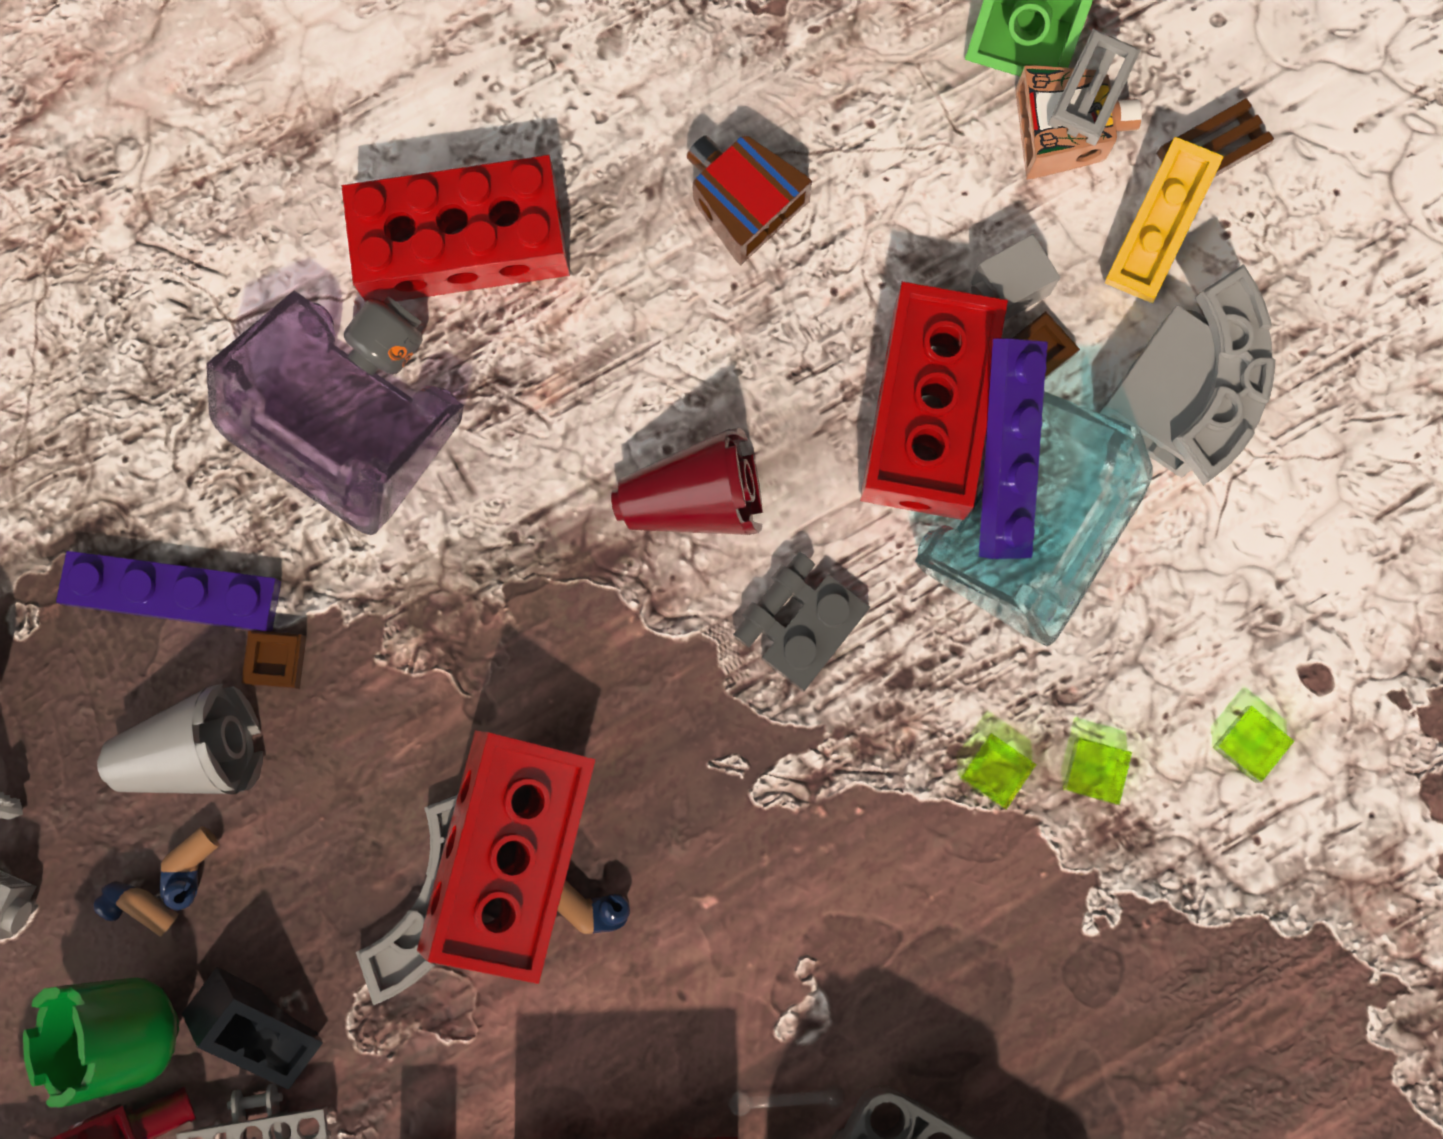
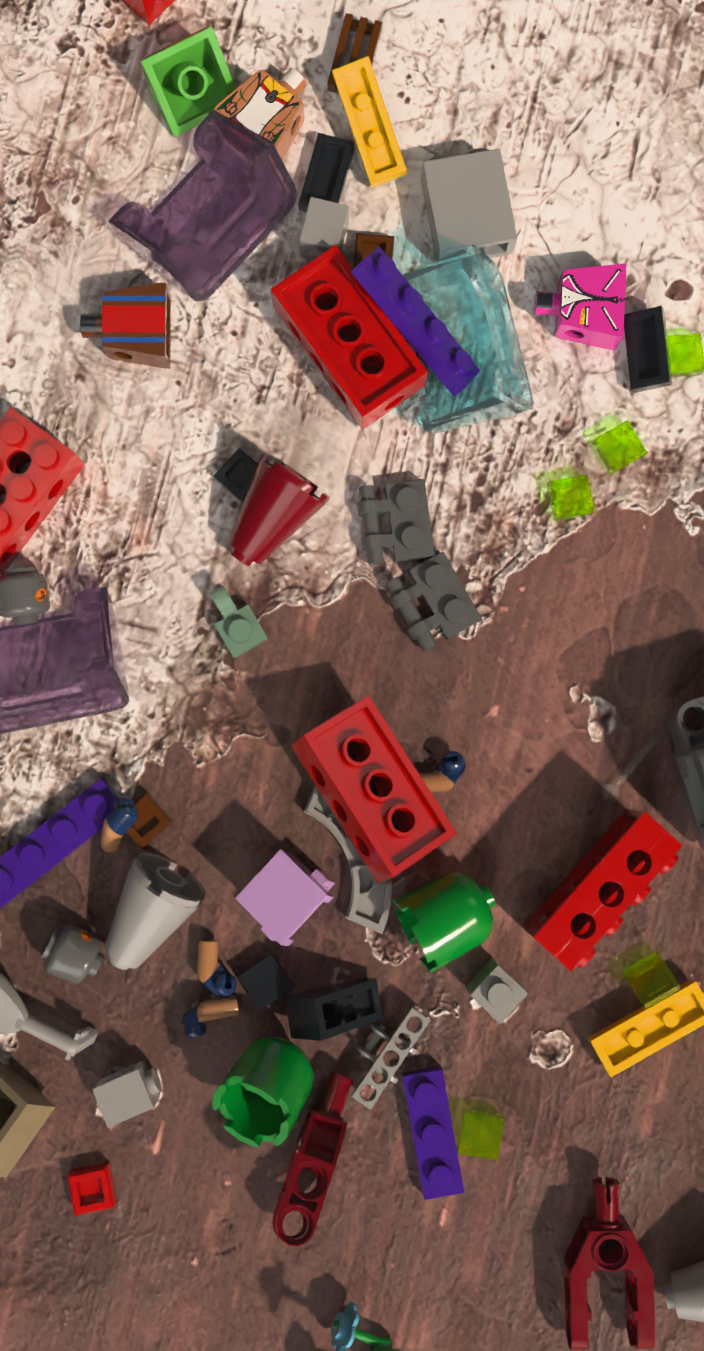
camera: 50 degrees left, 5 degrees up
(74, 714) = (71, 953): none -> dark grey head
(220, 932) = (265, 981): none -> black tile
(244, 637) = (118, 823): none -> dark blue arm
(317, 869) = (285, 896): none -> lavender plate
(445, 1056) = (446, 917): none -> green cylinder
(550, 570) = (238, 627): none -> sand green plate
(698, 422) = (237, 474): none -> black tile
(774, 737) = (444, 596): none -> dark grey plate
(928, 162) = (214, 211): none -> clear purple windscreen
(1077, 123) = (273, 113): light grey tile -> none
(1078, 227) = (327, 170): none -> black tile
(1204, 600) = (587, 305): none -> dark pink torso
(1222, 703) = (647, 349): none -> black tile
(1241, 375) = (493, 166): light grey tile -> none

